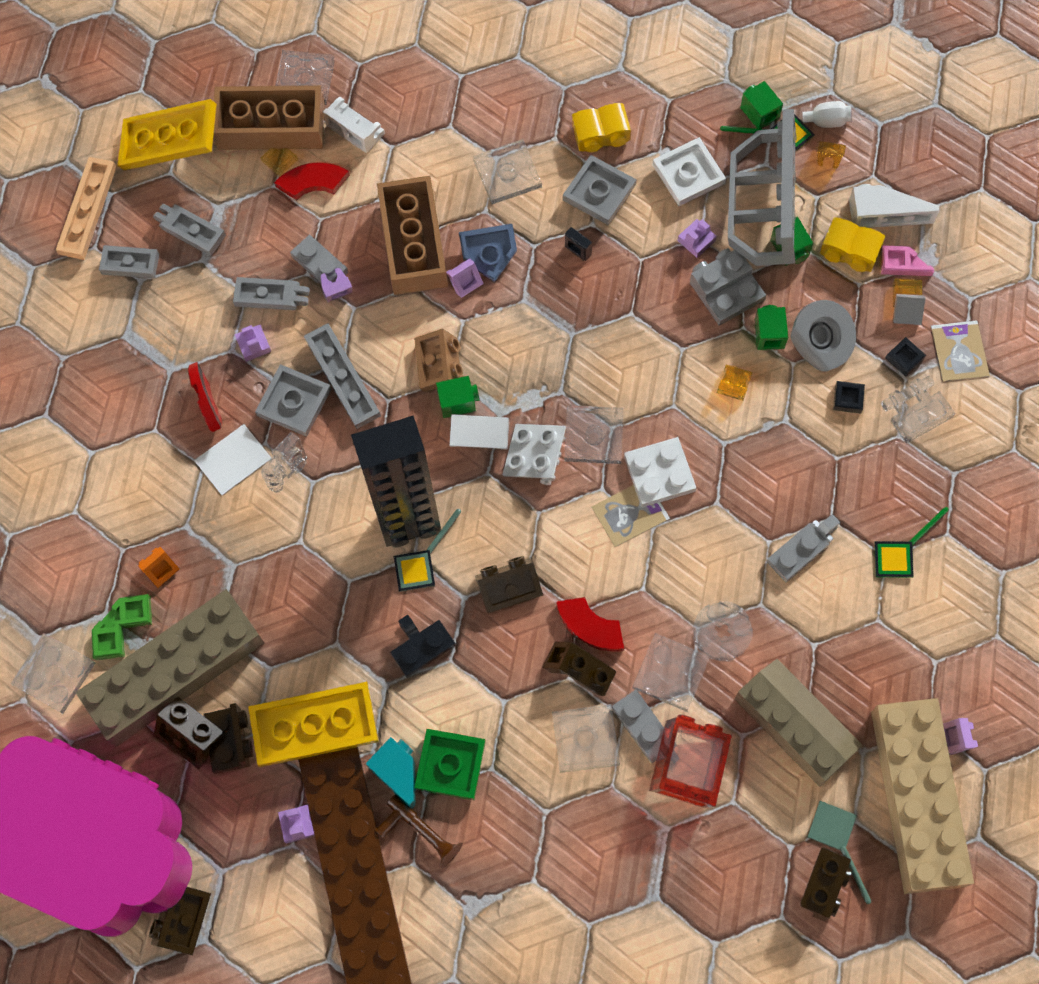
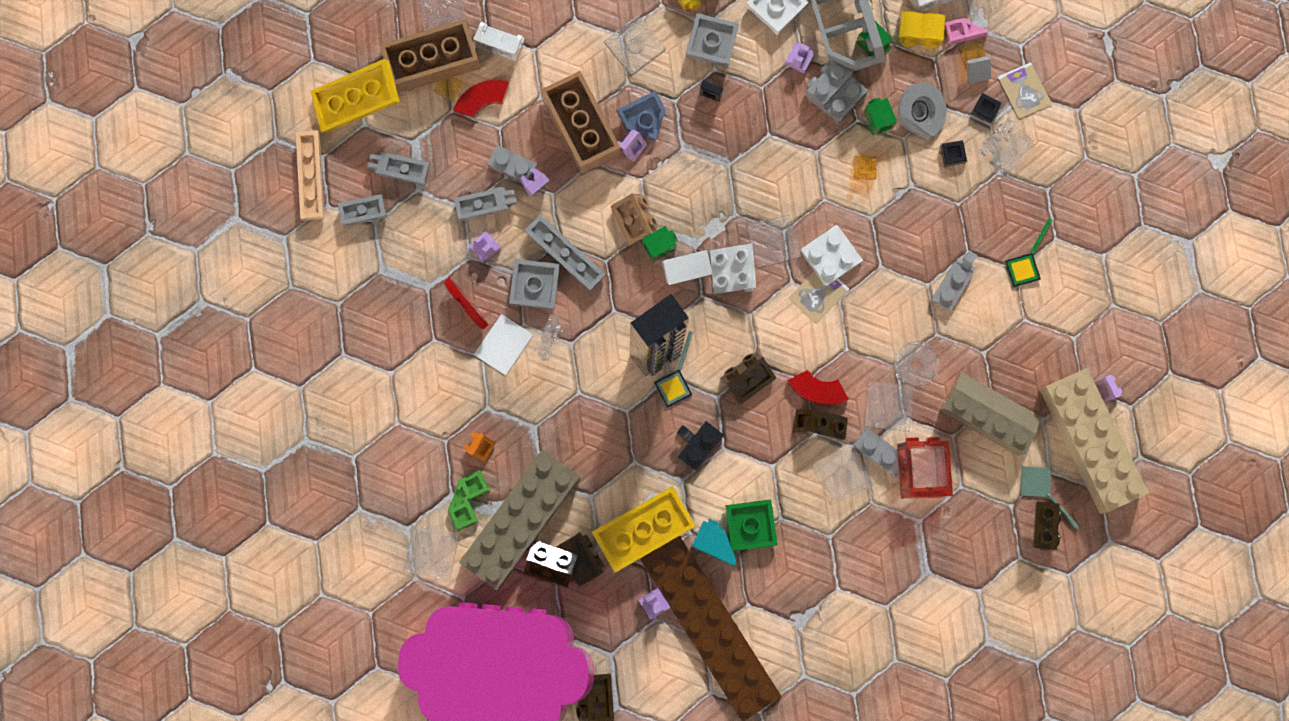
camera: 25 degrees left, 10 degrees up
(402, 811) = (729, 570): reddish brown piece -> none

